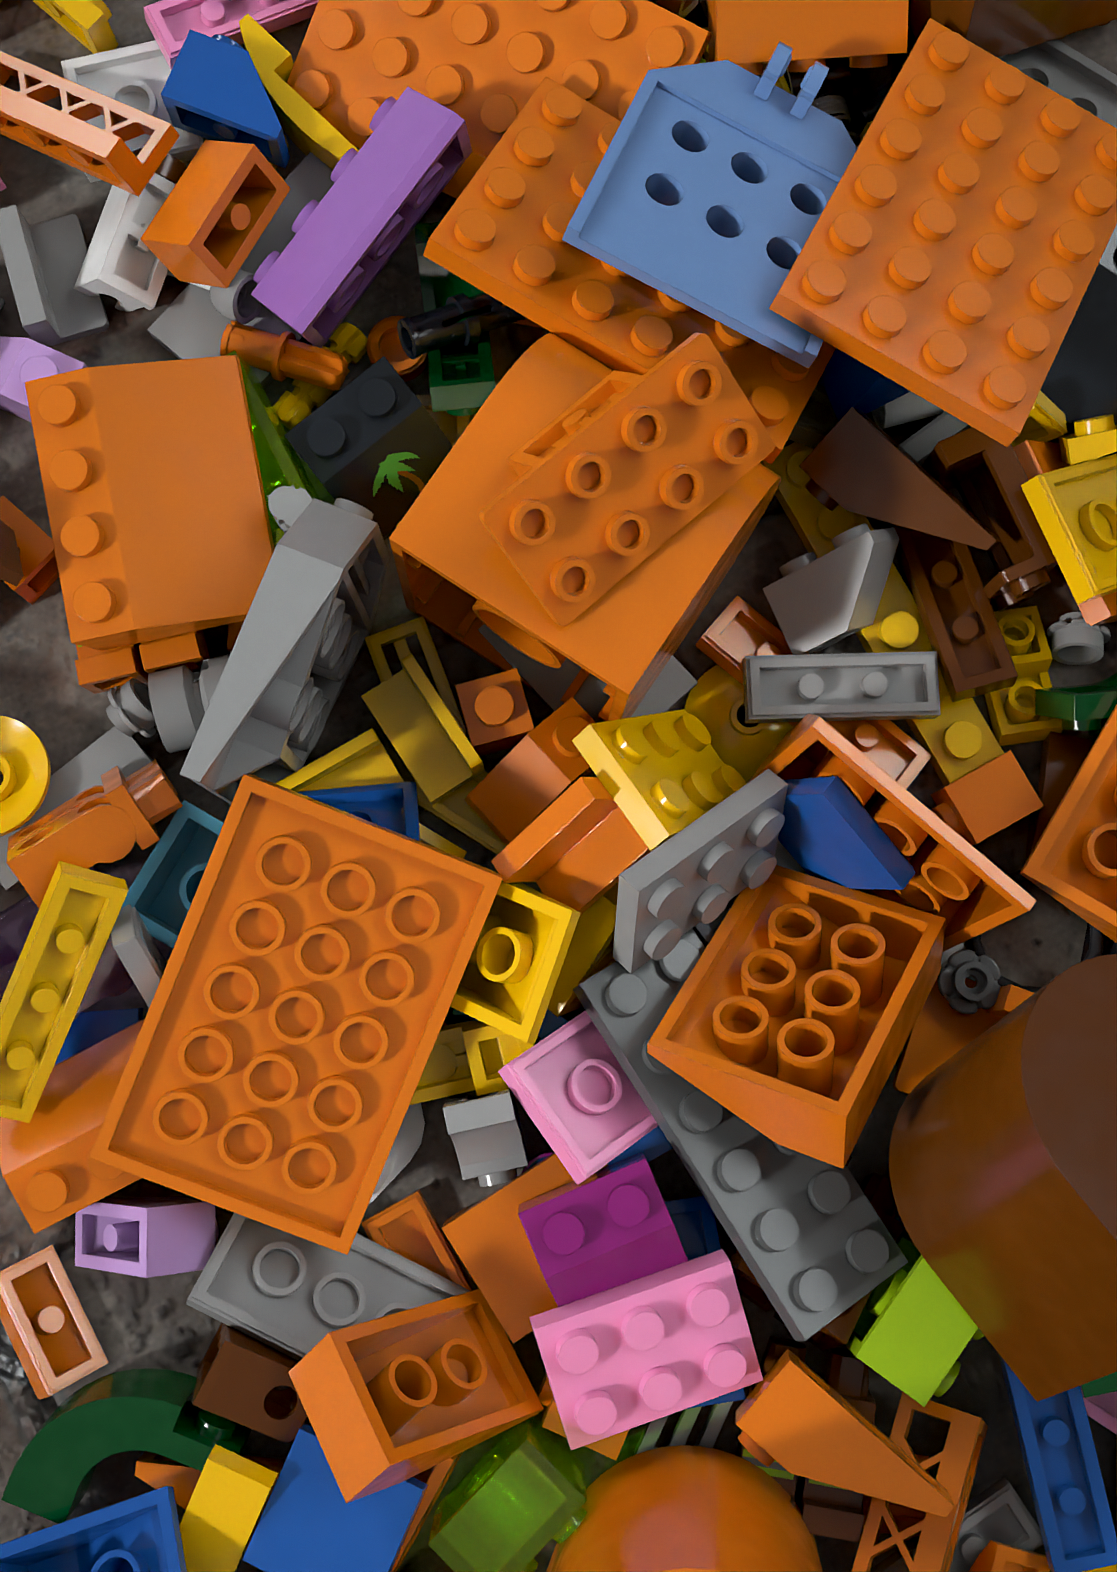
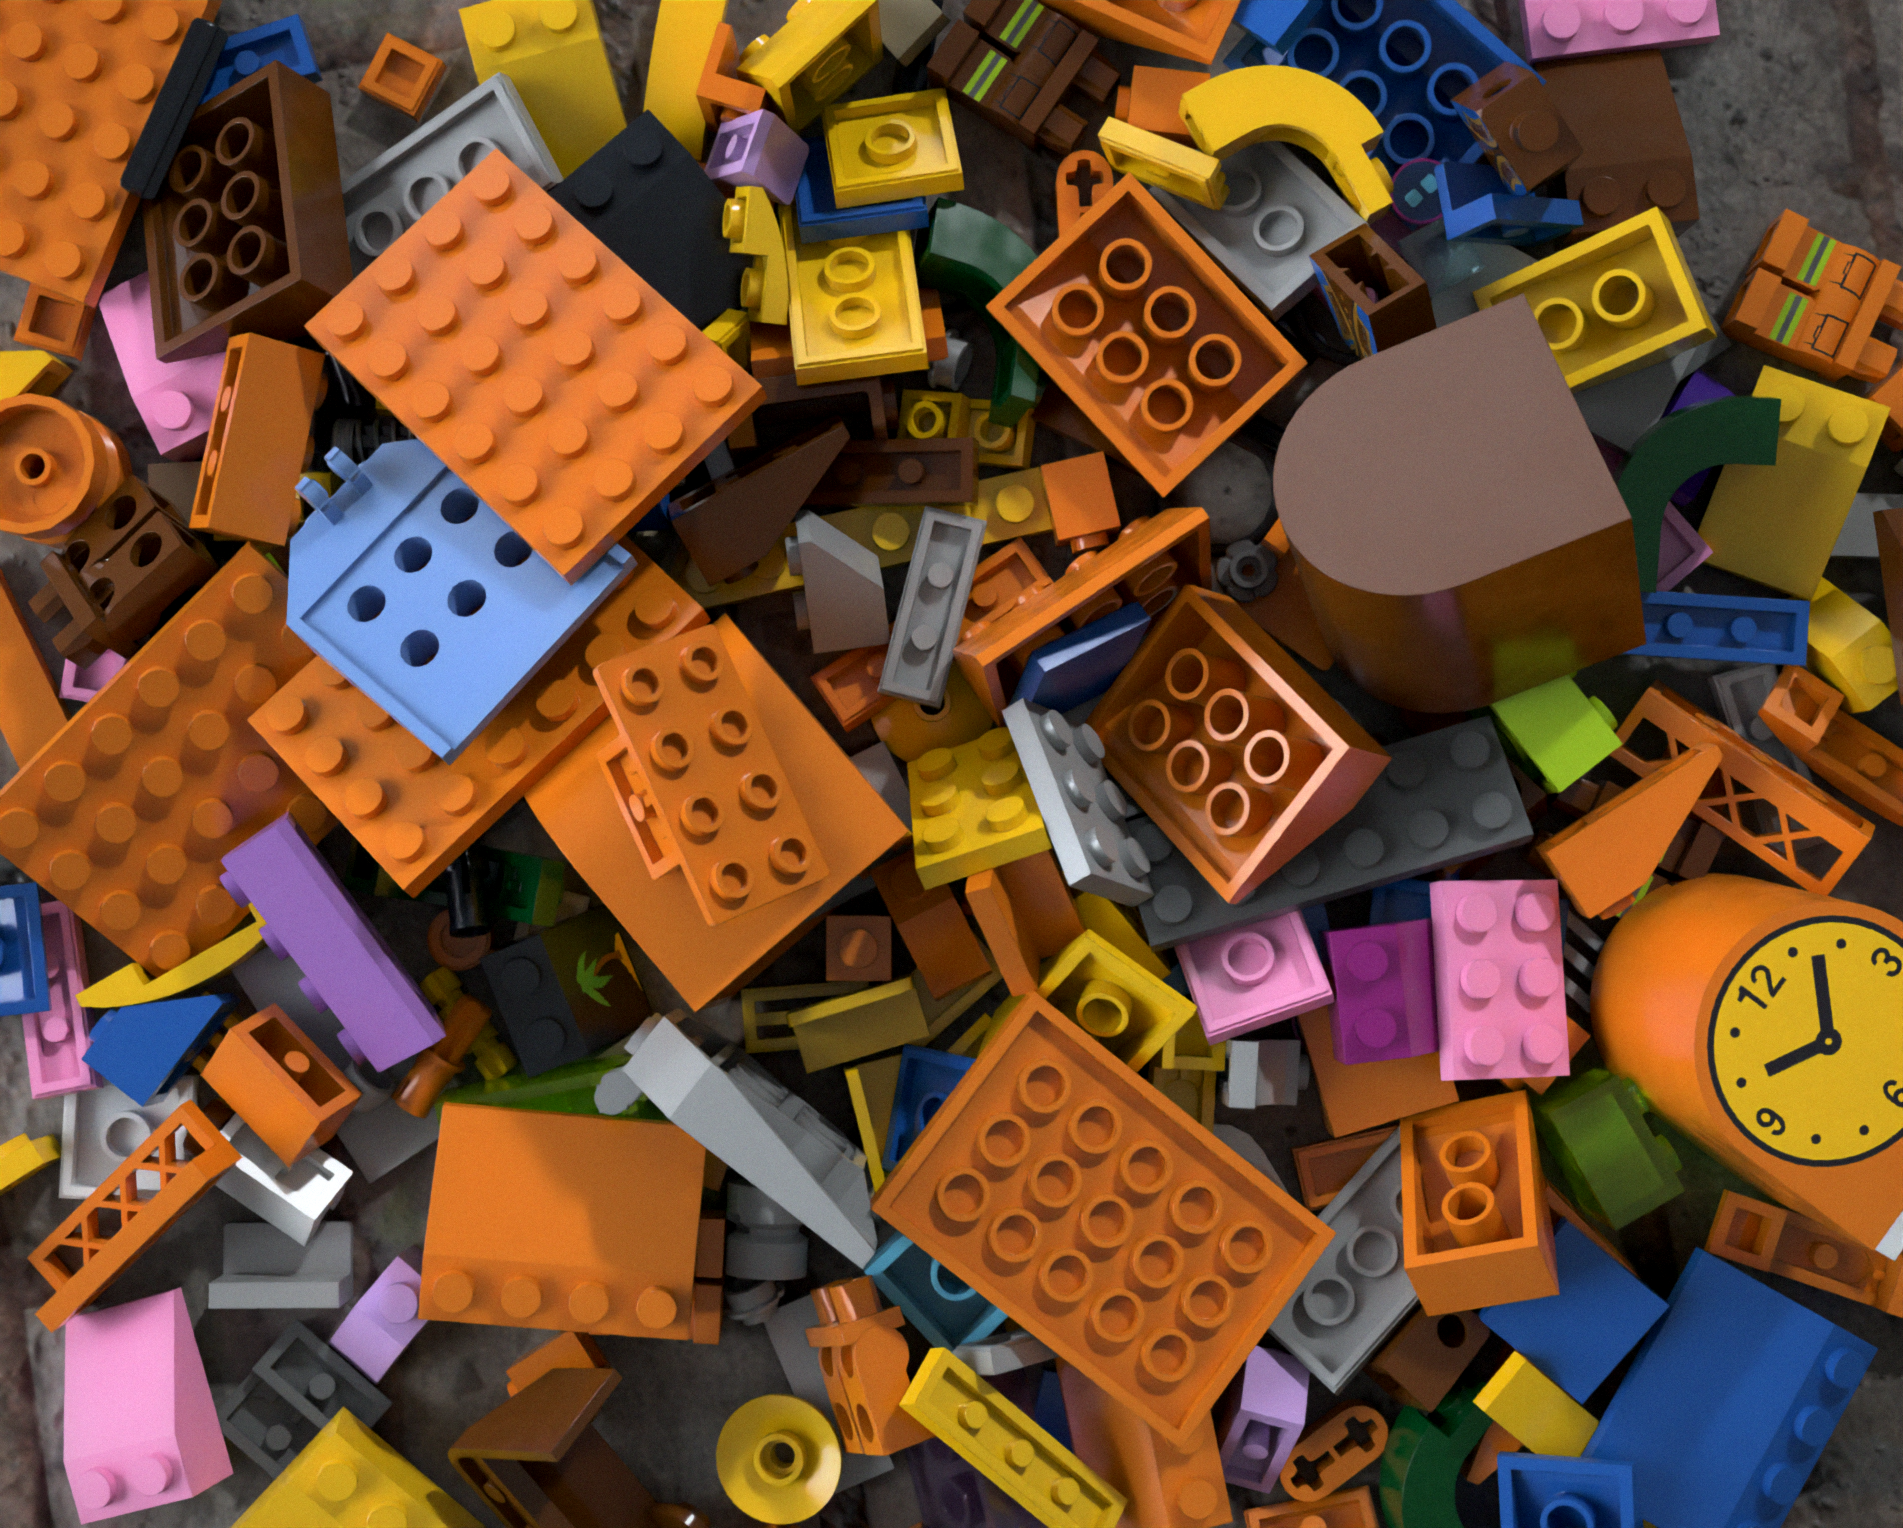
camera: 70 degrees left, 5 degrees up
(123, 1329) = (1341, 1462): none -> orange beam

